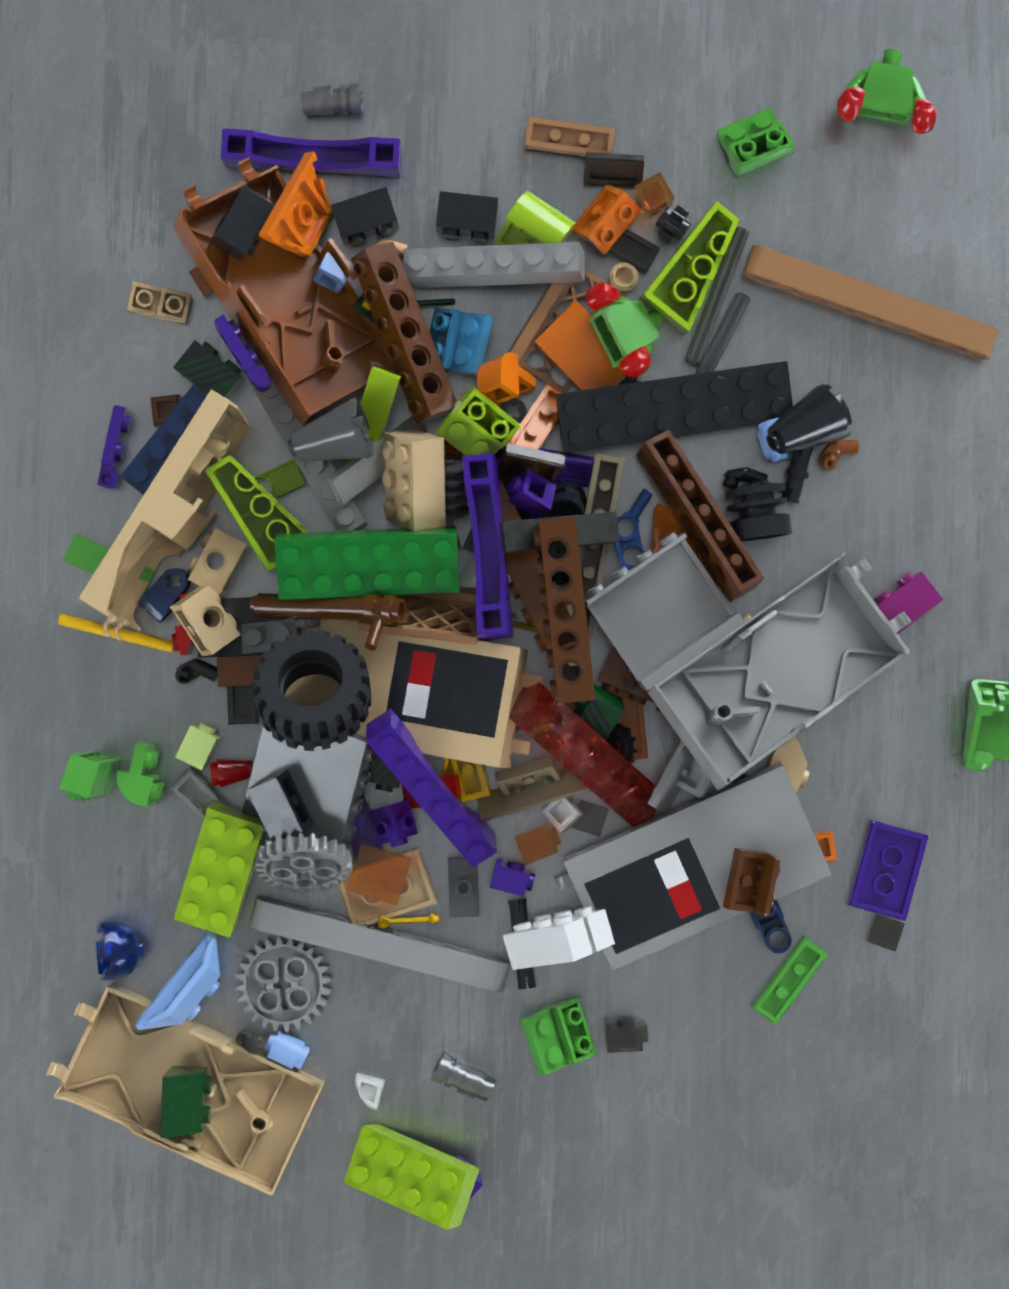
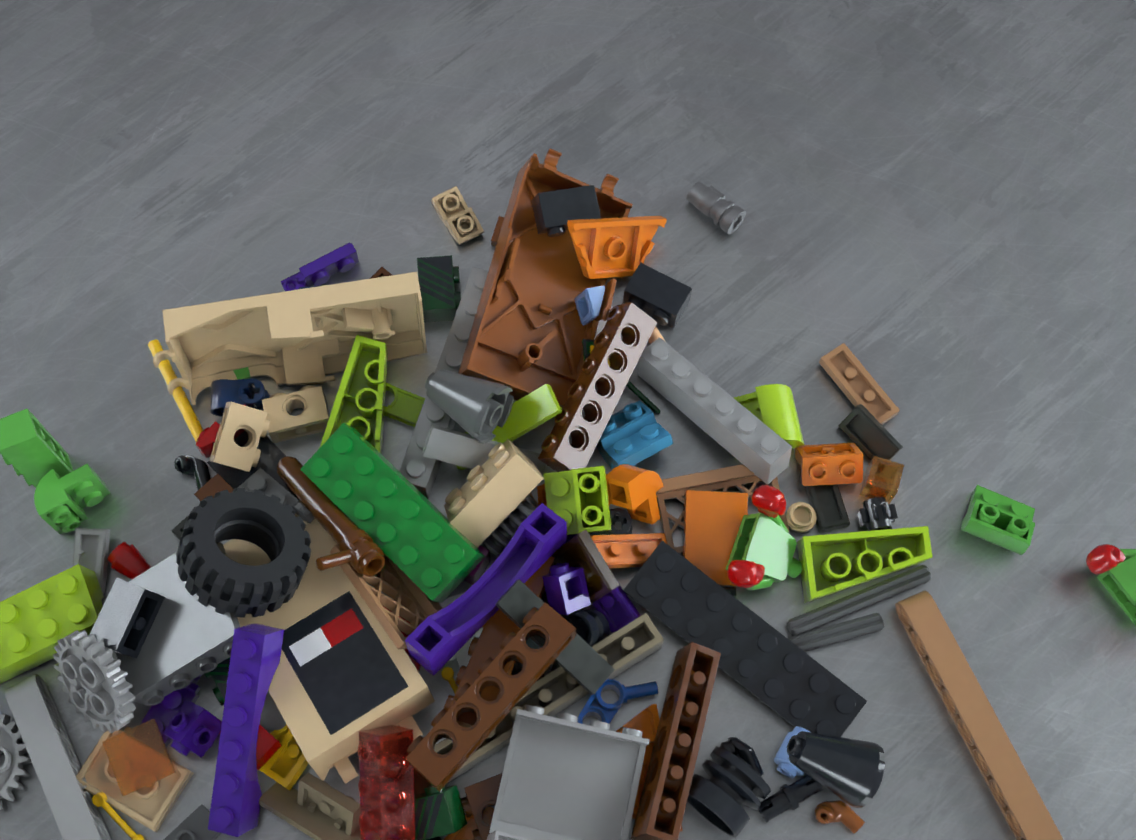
camera: 45 degrees right, 20 degrees down
(198, 746) = (132, 522): yellowish green brick -> none
(243, 355) = (470, 290): dark purple hinge -> none
(355, 156) = (696, 256): dark purple arch -> none
(466, 216) = (729, 363): black brick -> none

